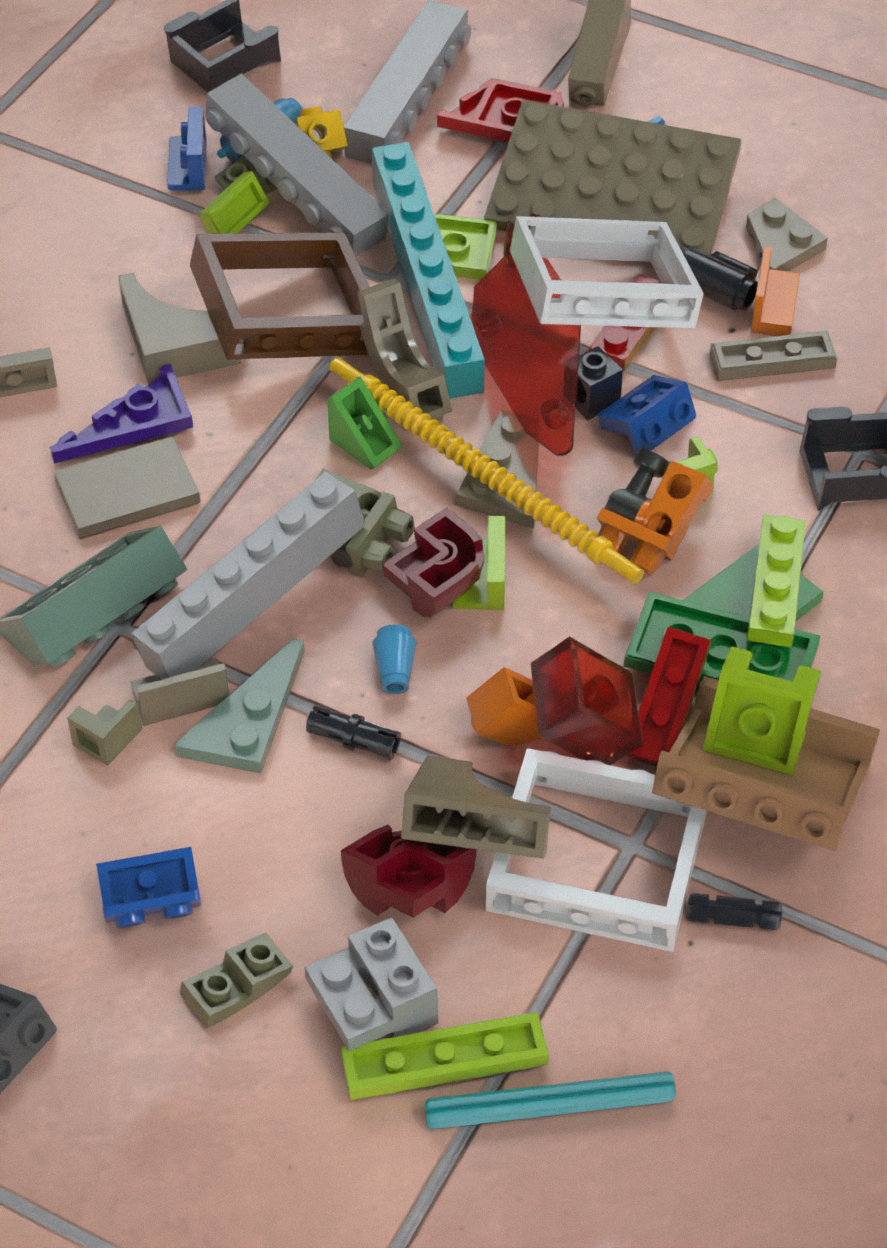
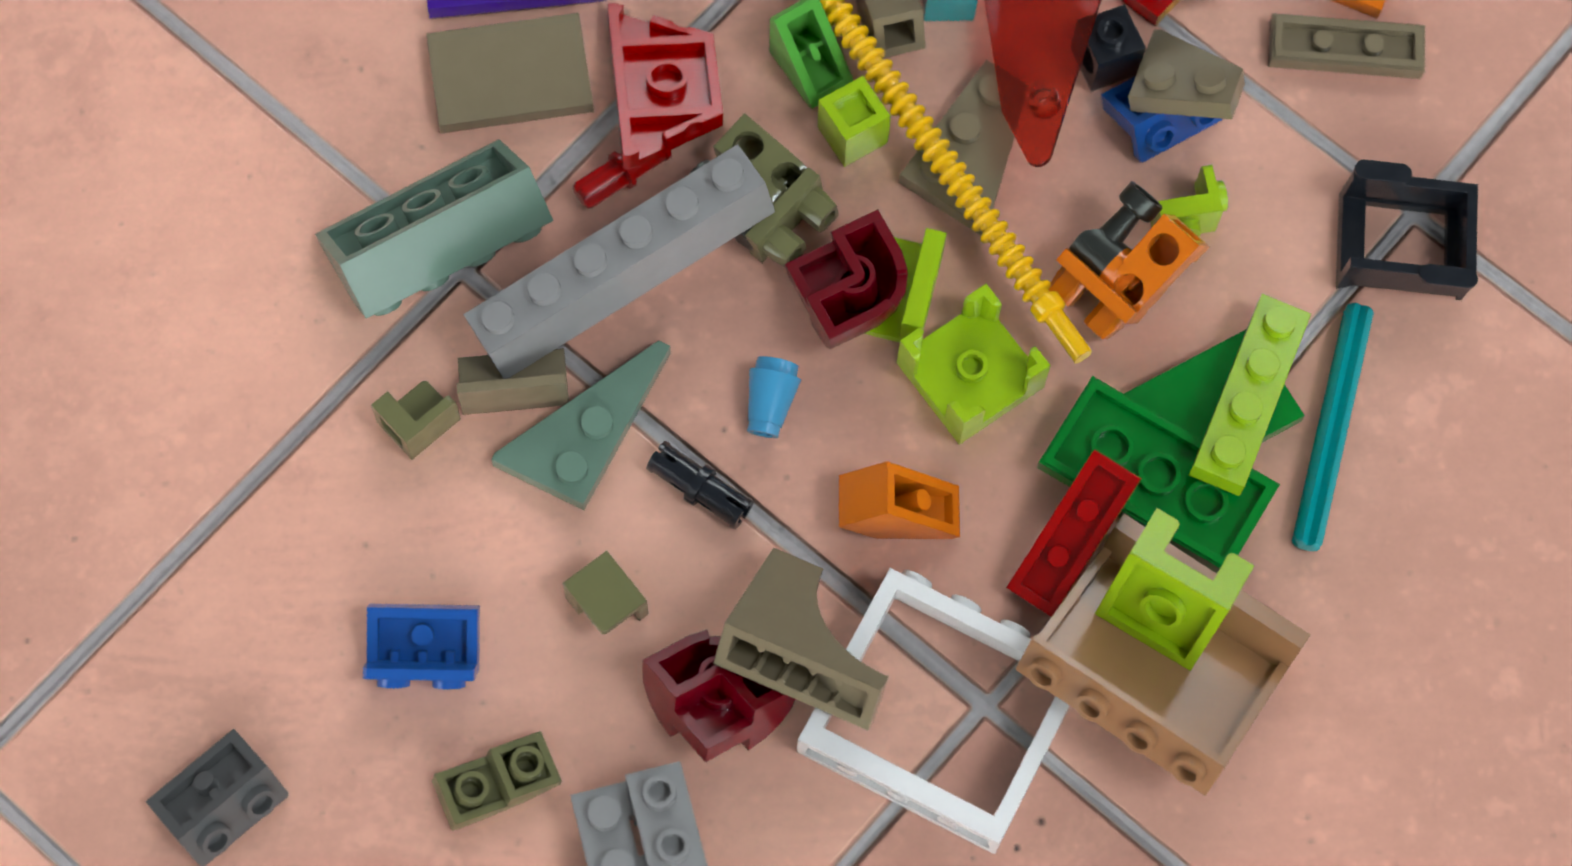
camera: 10 degrees right, 20 degrees up
(233, 531) = (612, 178): none -> red axle
(251, 467) = (662, 84): none -> wing
(295, 816) = (605, 594): none -> olive panel
(409, 464) = (853, 121): none -> lime panel
(550, 605) = (972, 367): none -> lime panel
(585, 703) = (973, 524): clear red brick -> none
(659, 386) = (1185, 80): none -> dark tan wing
(734, 911) = (1076, 824): black axle -> none
(848, 599) = (1332, 427): none -> teal axle

